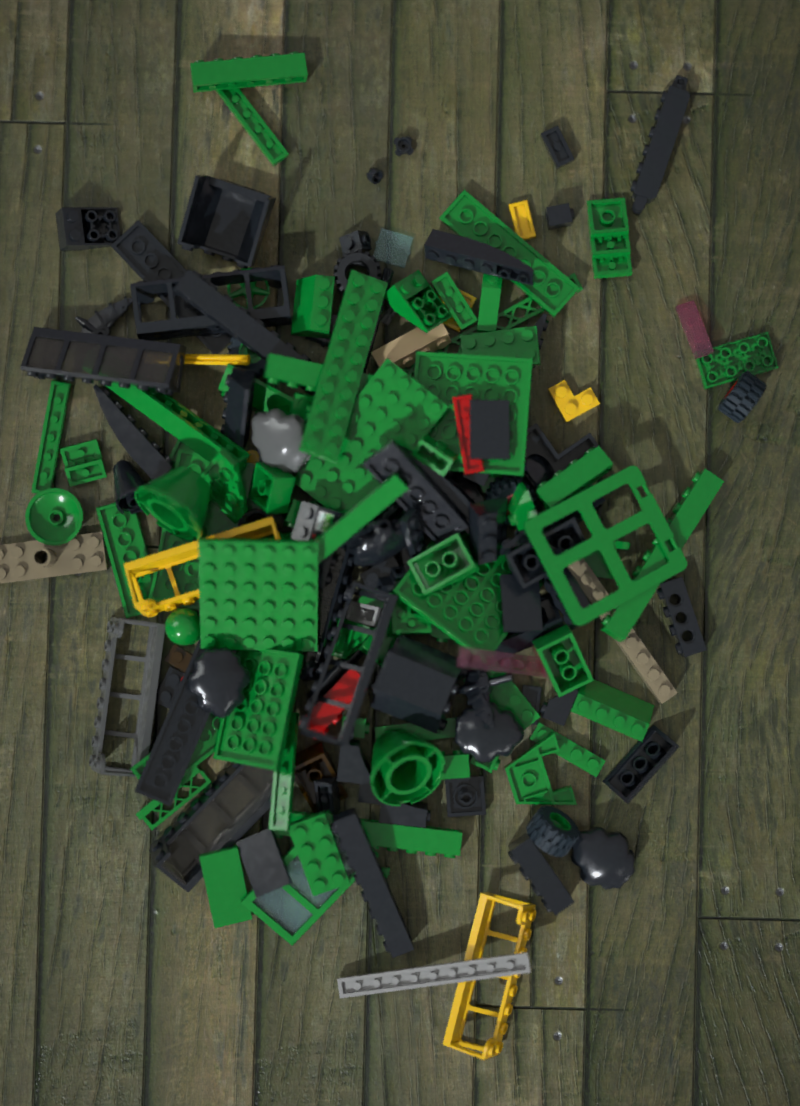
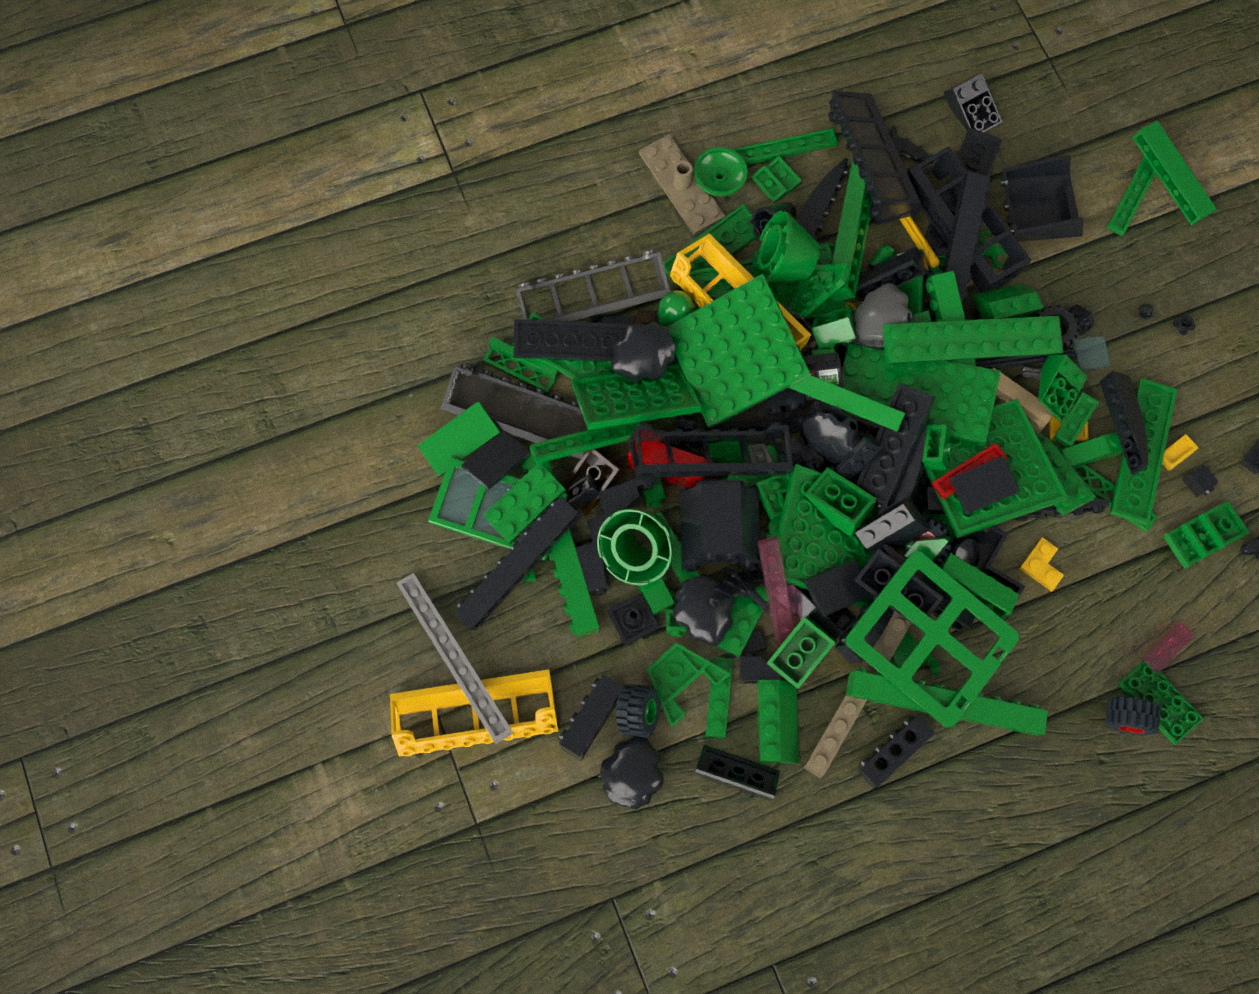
camera: 65 degrees right, 15 degrees down
(211, 400) = (882, 255): none -> green cone

